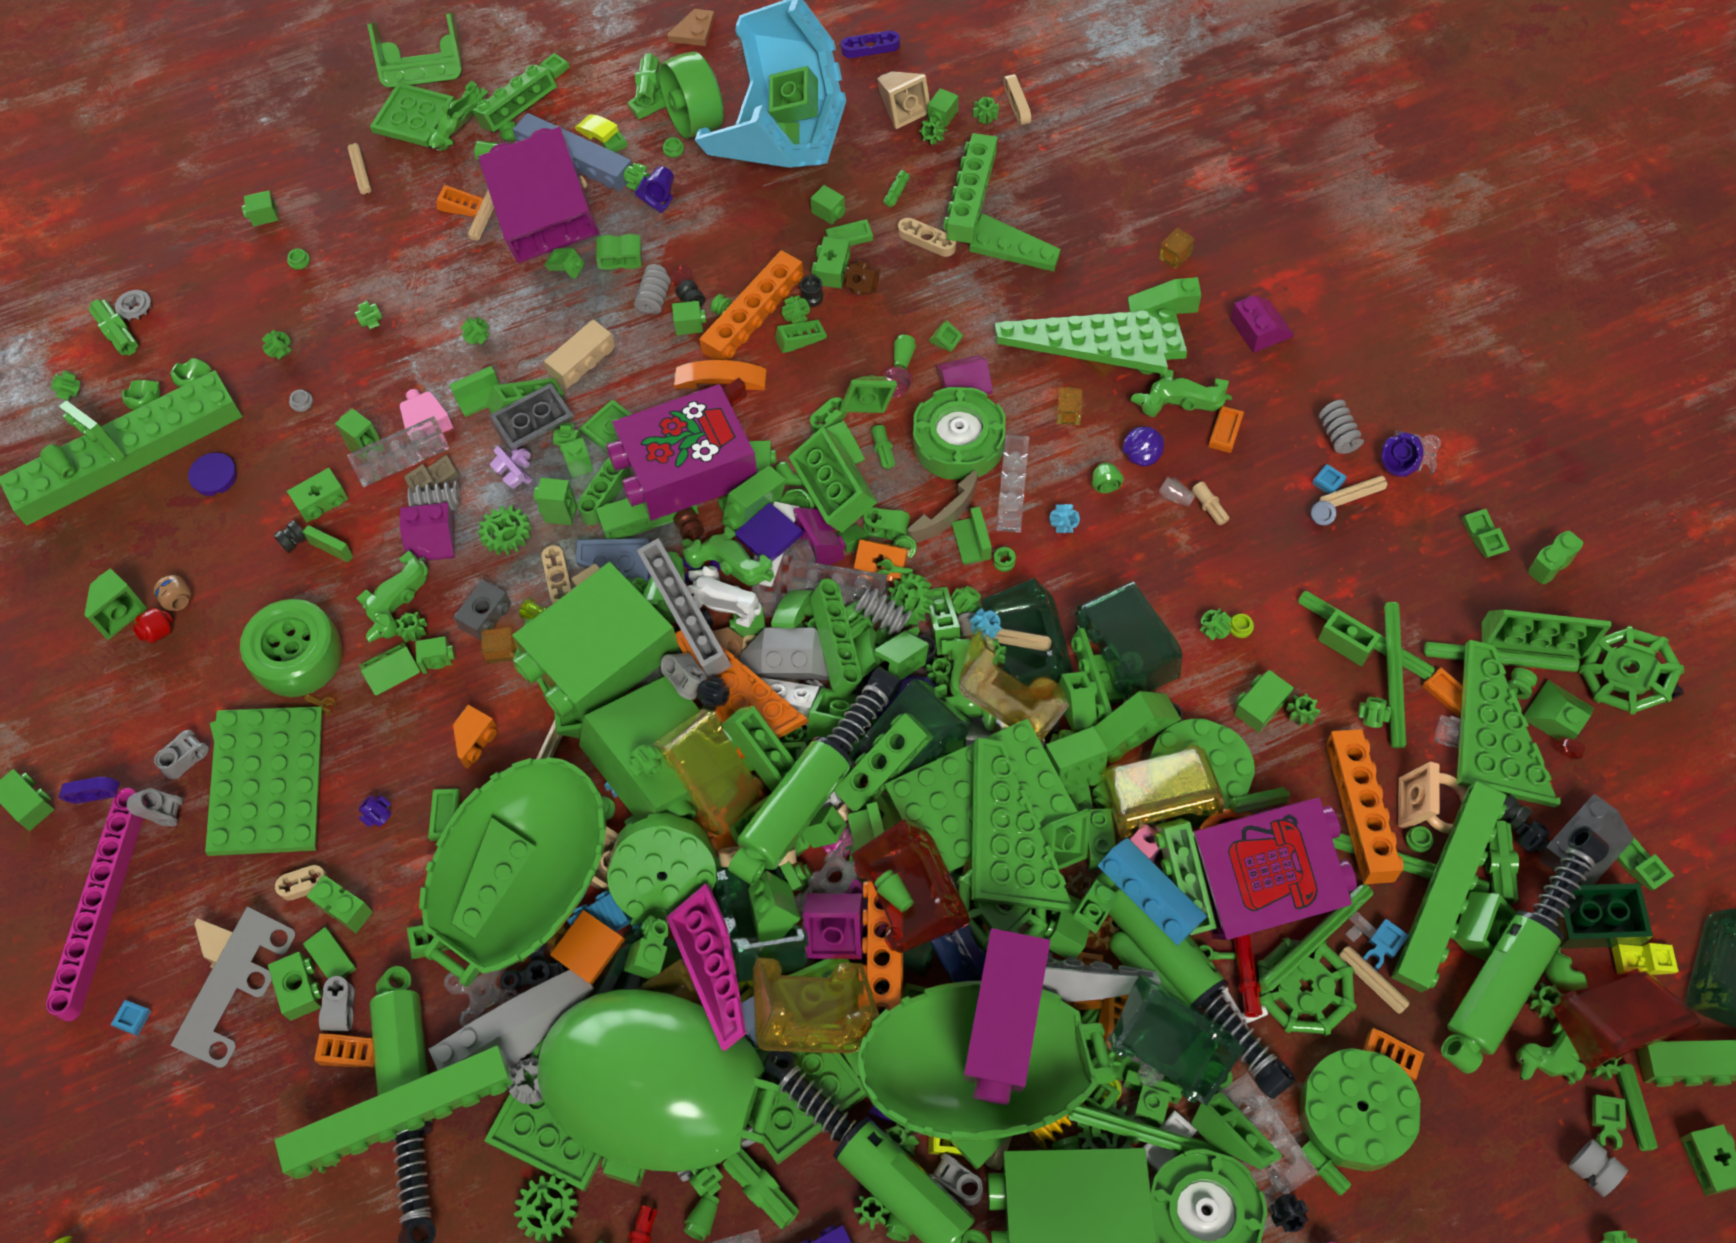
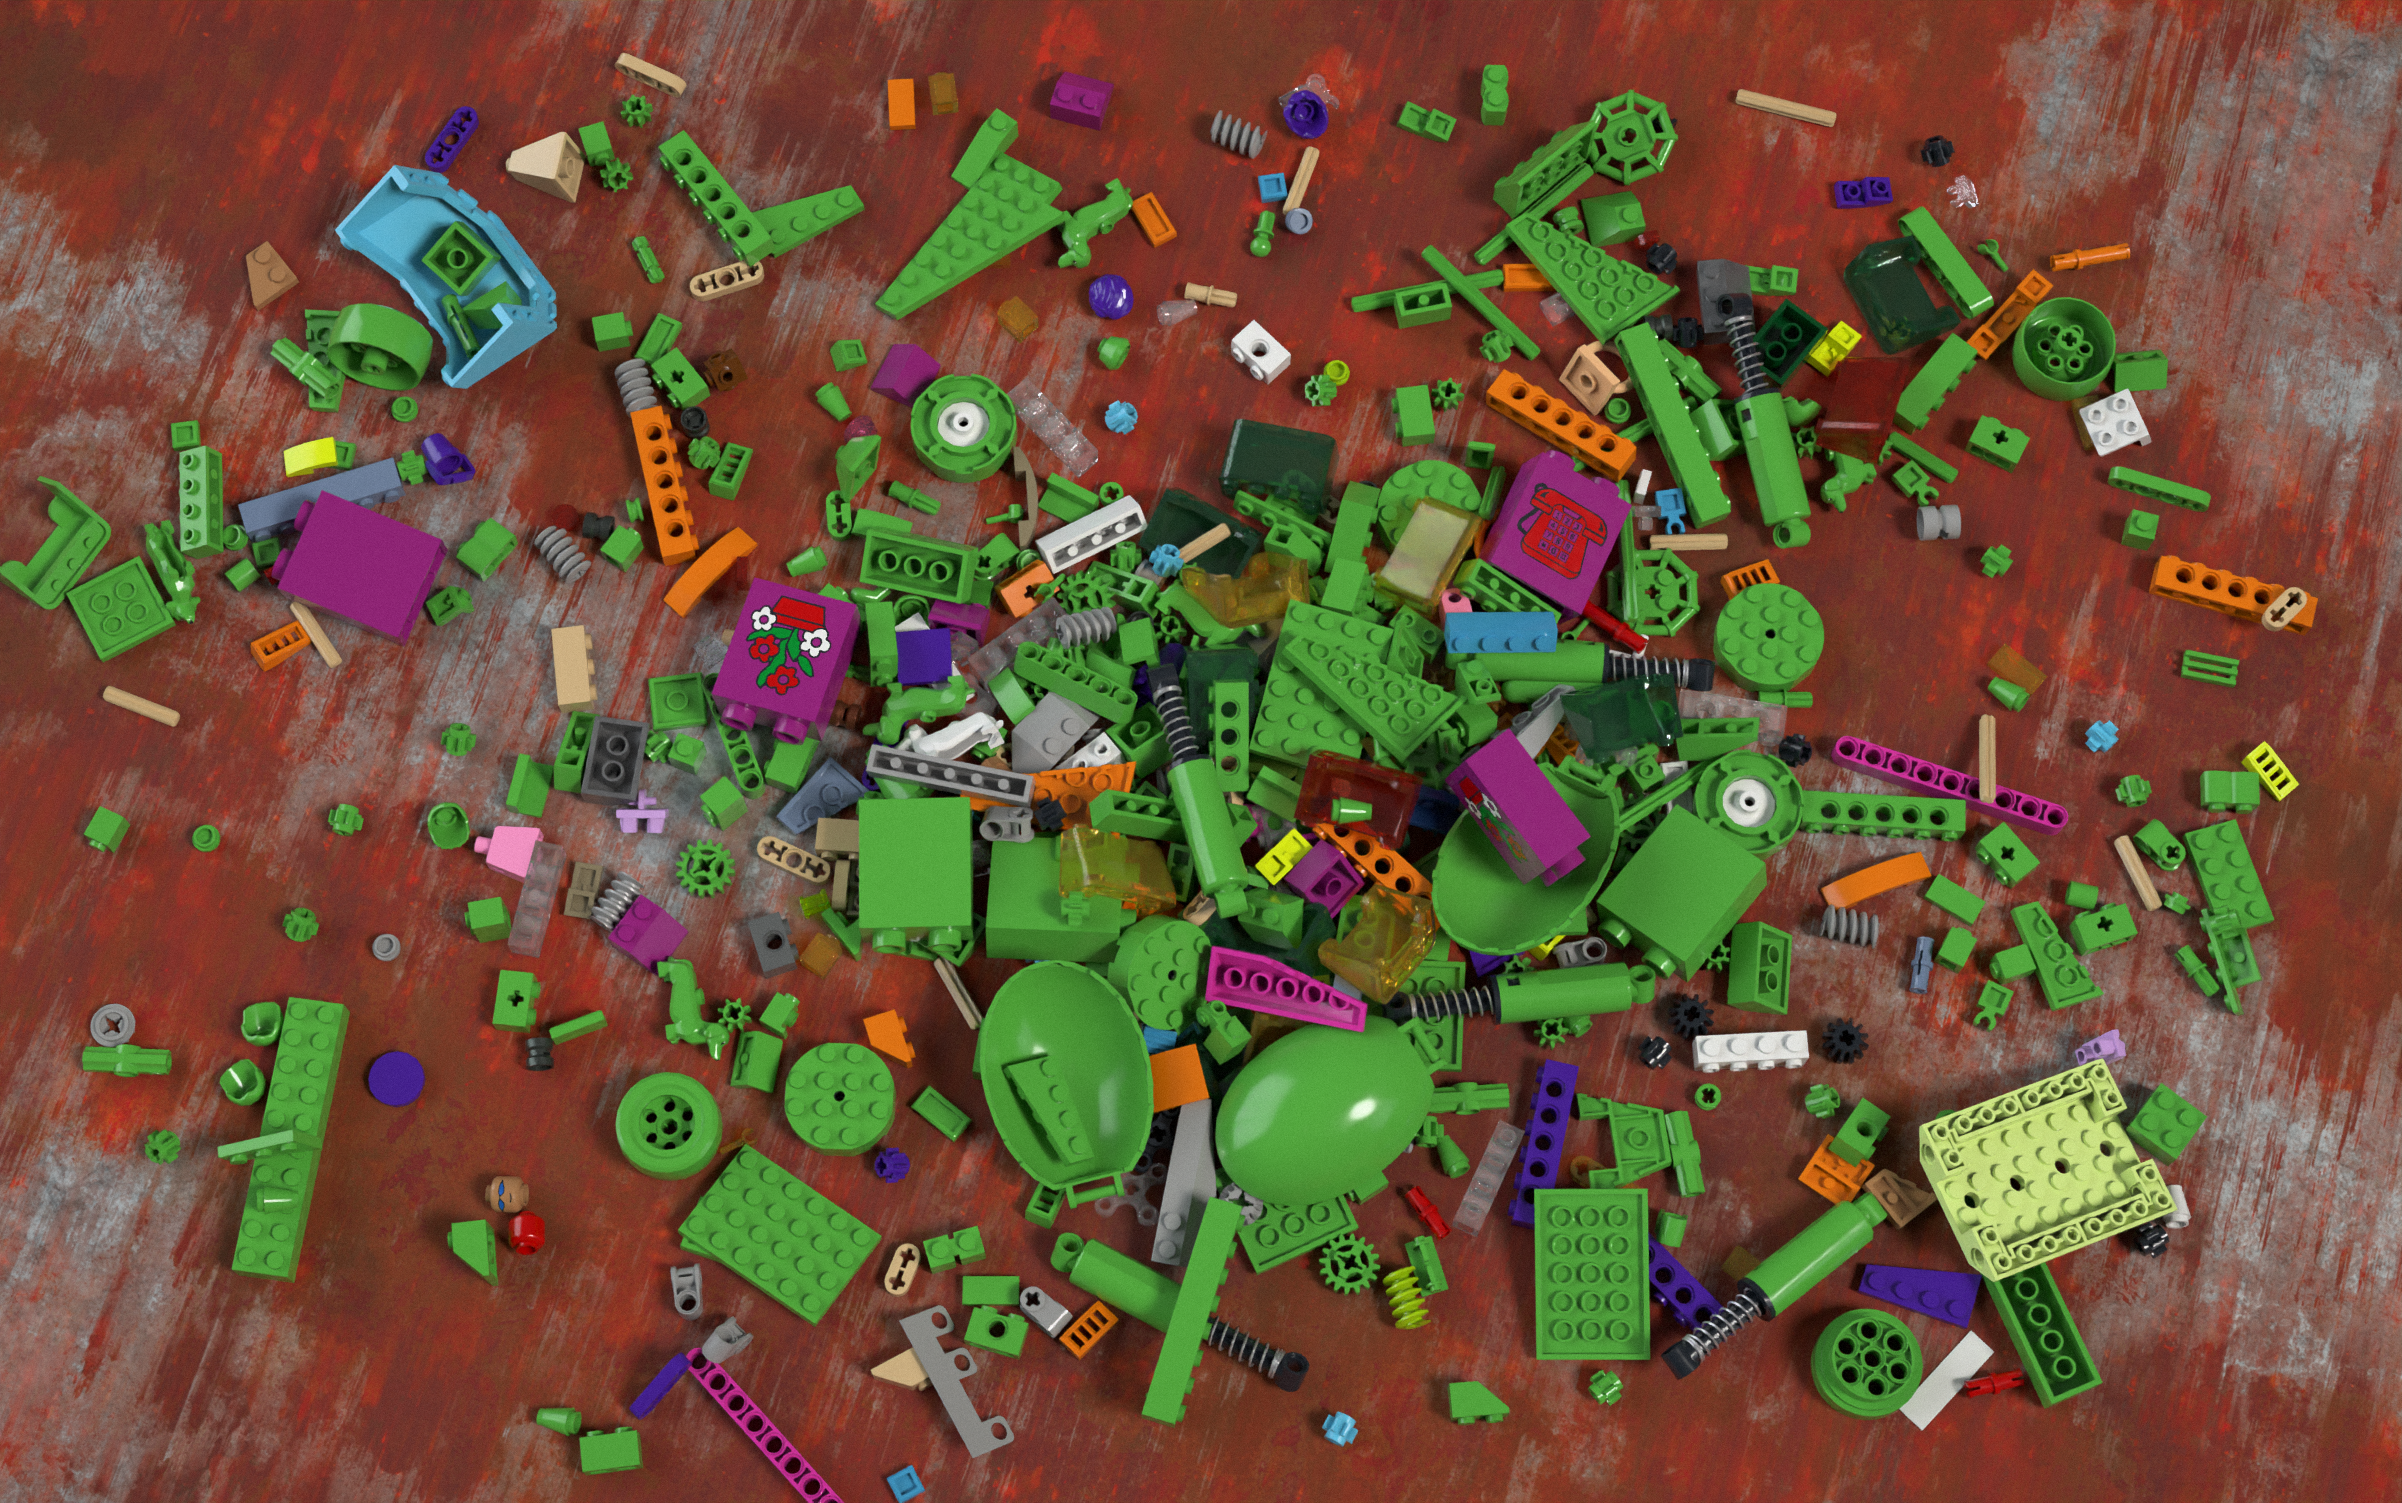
camera: 55 degrees left, 10 degrees up
(26, 750) = (561, 1420): none -> bright green cone
(399, 739) = (835, 1073): none -> bright green piece
(410, 368) = (448, 825): none -> bright green hair
(778, 422) = (807, 562): none -> bright green cone
(804, 240) = (635, 386): none -> light grey piece
(826, 879) = (1283, 856): none -> neon yellow slope
(930, 512) = (1014, 515): none -> bright green hand
(960, 566) = (1091, 534): none -> white brick
(1145, 234) = (901, 104): none -> orange tile
(1204, 552) = (1254, 339): none -> white brick
(1280, 505) = (1260, 245): none -> bright green axle
(1280, 767) = (1479, 455): none -> bright green slope
(1379, 906) = (1641, 487): none -> white tile
(1567, 770) = (1661, 258): none -> black gear

